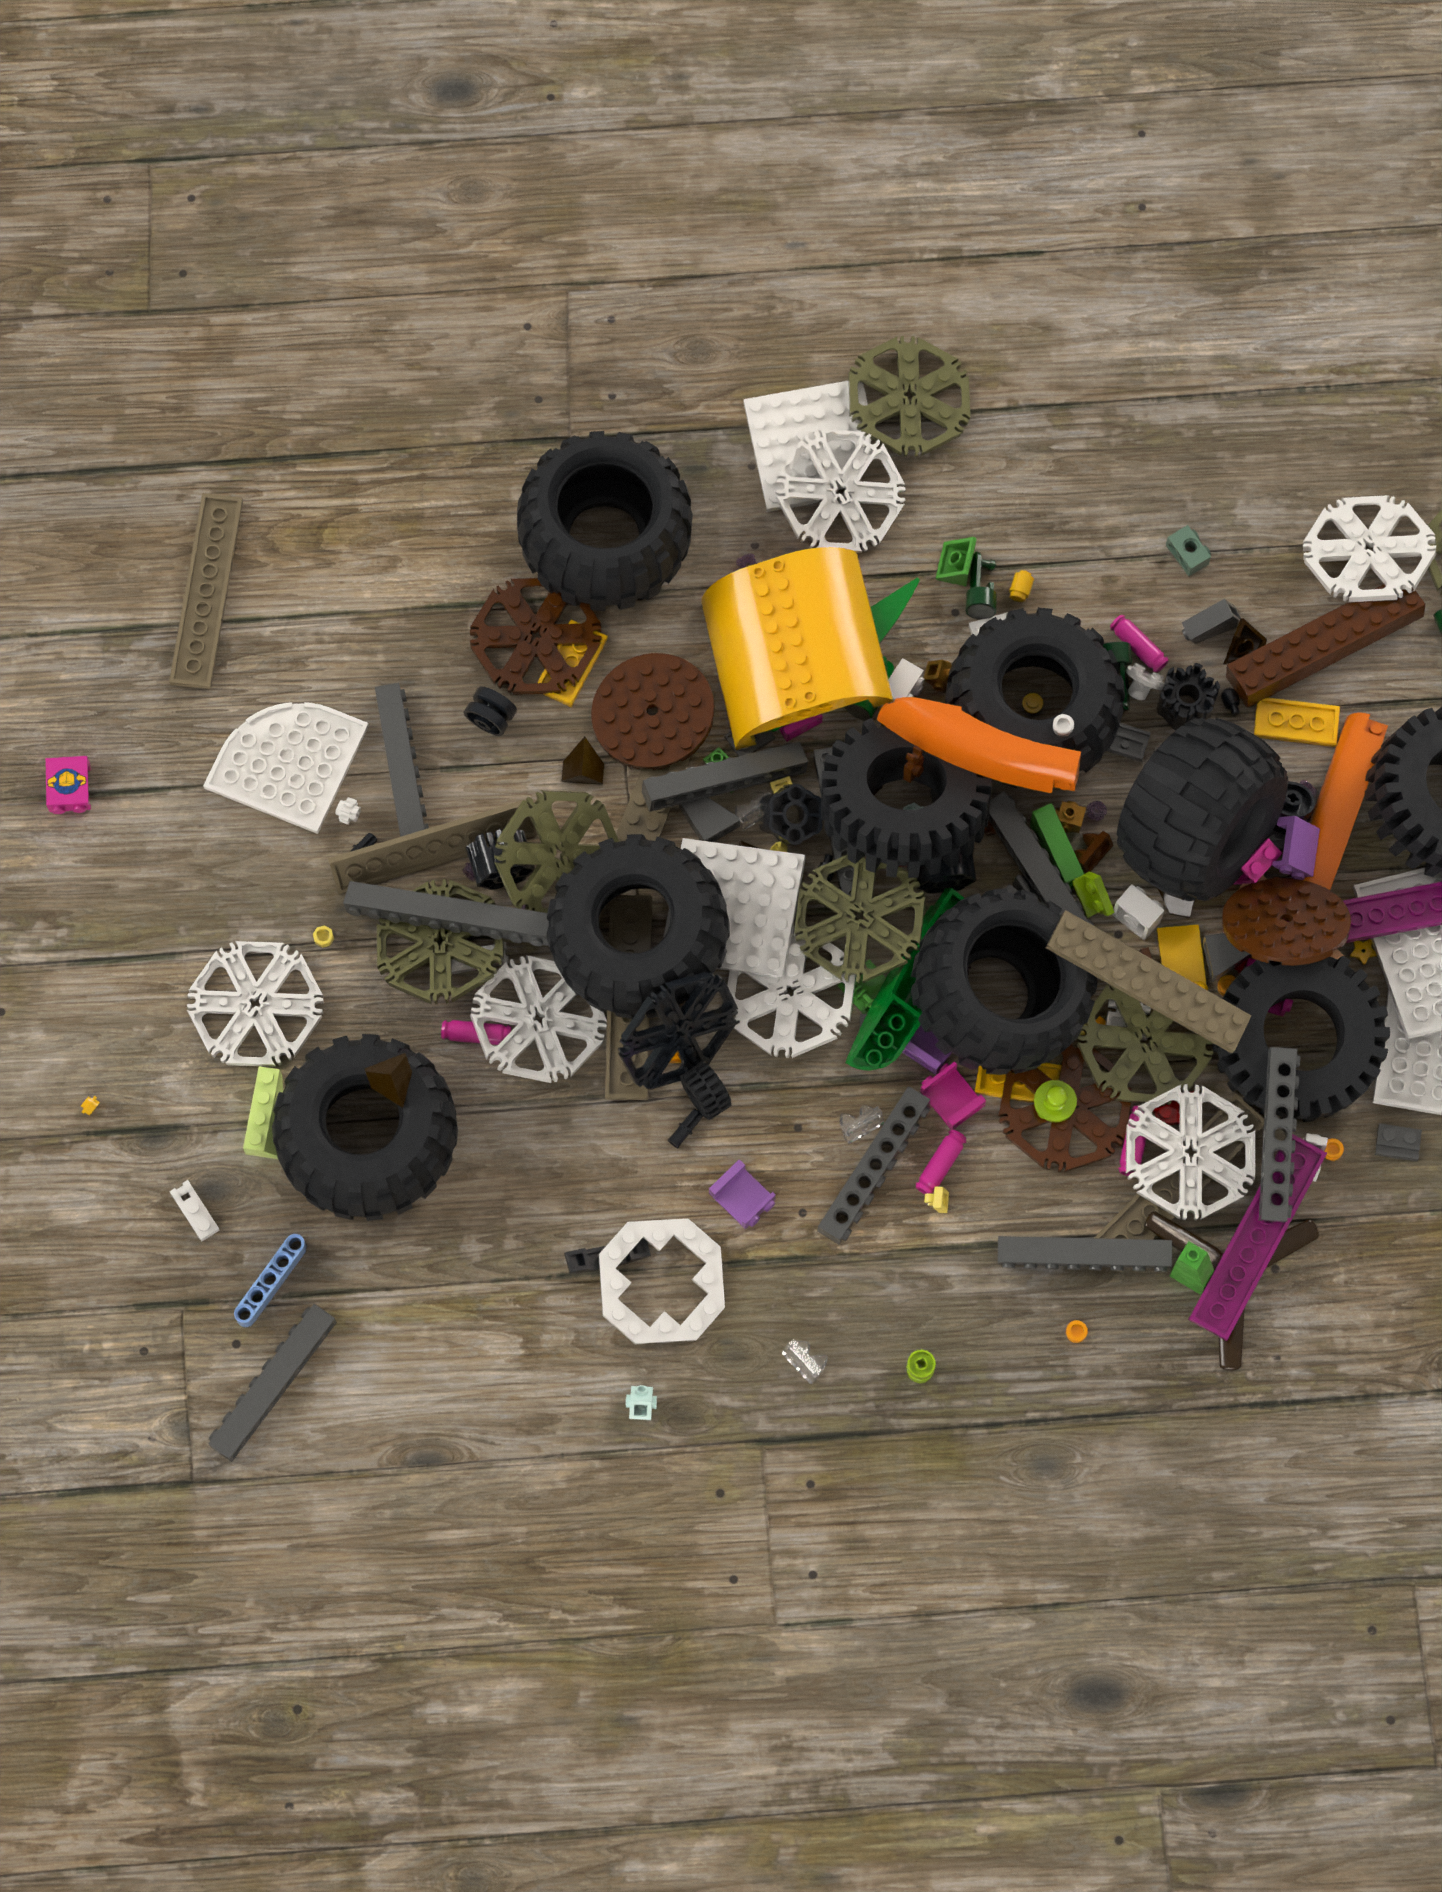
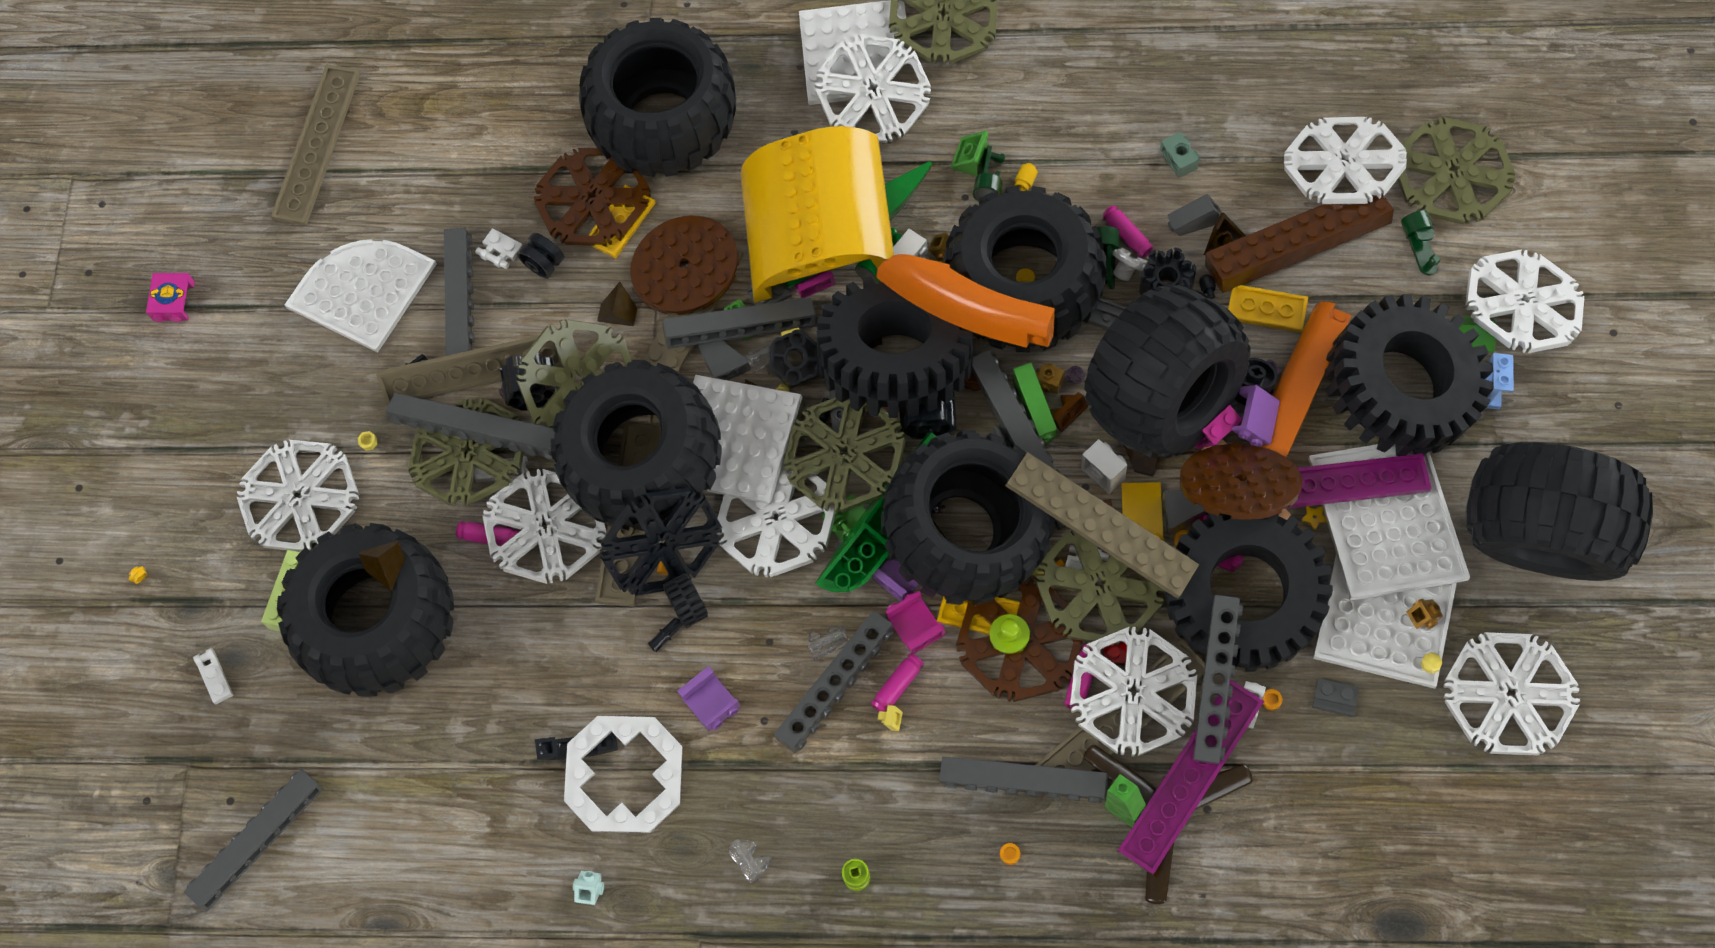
camera: 15 degrees right, 5 degrees down
(269, 1291) = (266, 754): light blue beam -> none
(348, 810) = (405, 333): white gear -> none
(441, 699) = (500, 244): none -> white plate
(914, 766) = (904, 318): reddish brown plate -> none
(1063, 725) = (1042, 287): white tile -> none
(1092, 895) = (1063, 448): lime bracket -> none

